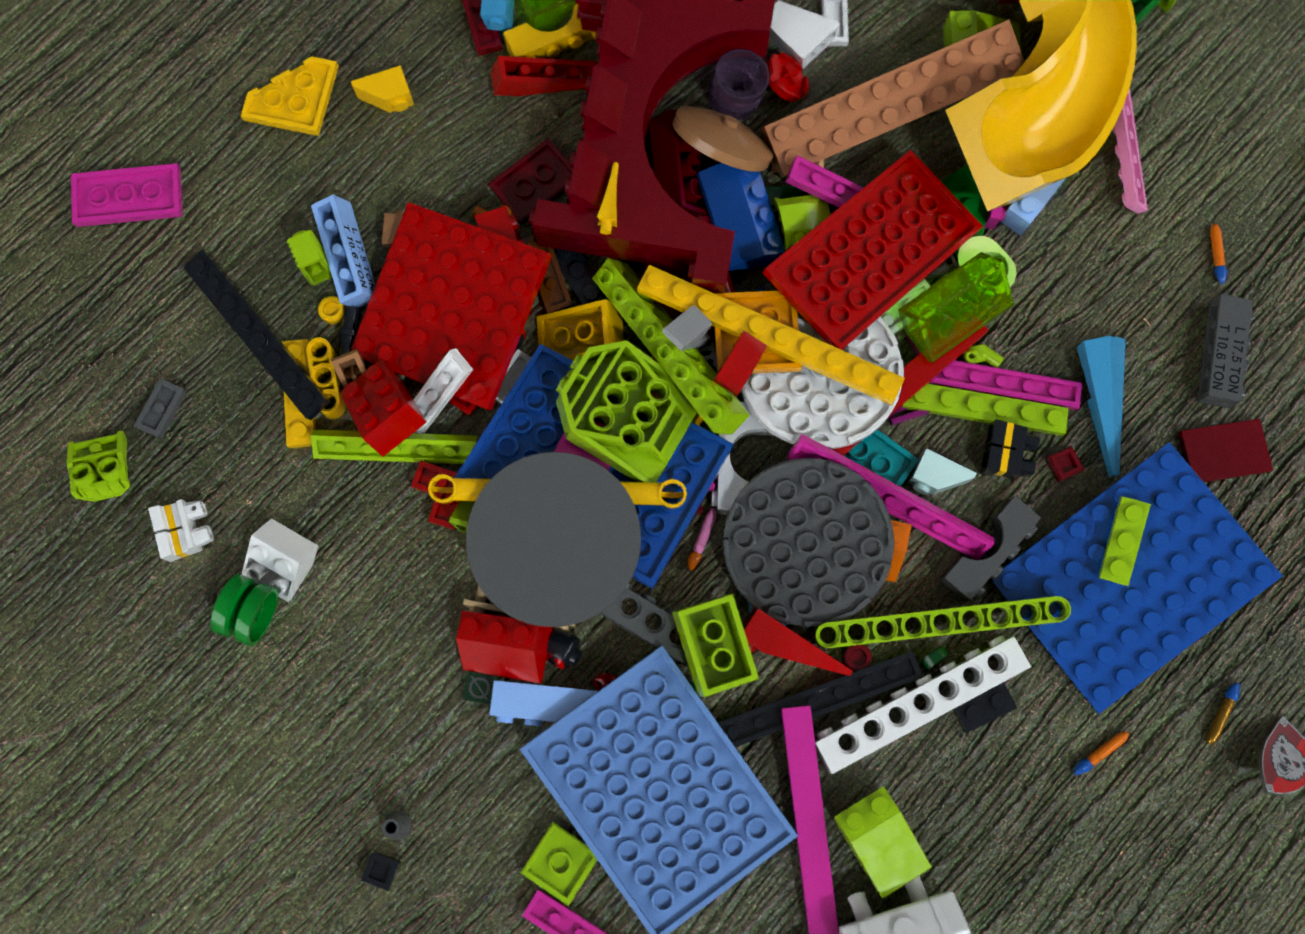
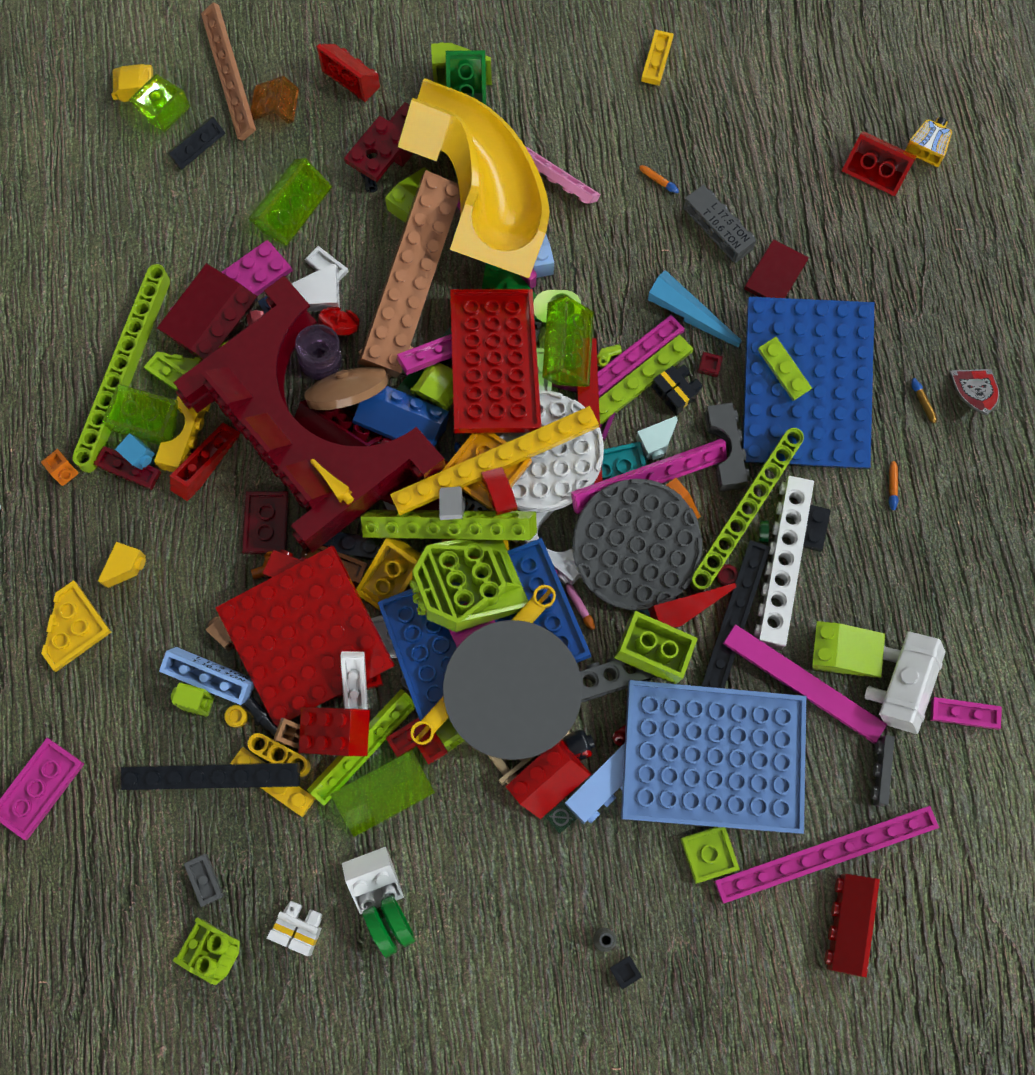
camera: 45 degrees left, 5 degrees down
(367, 501) = (382, 793): none -> clear neon green slope

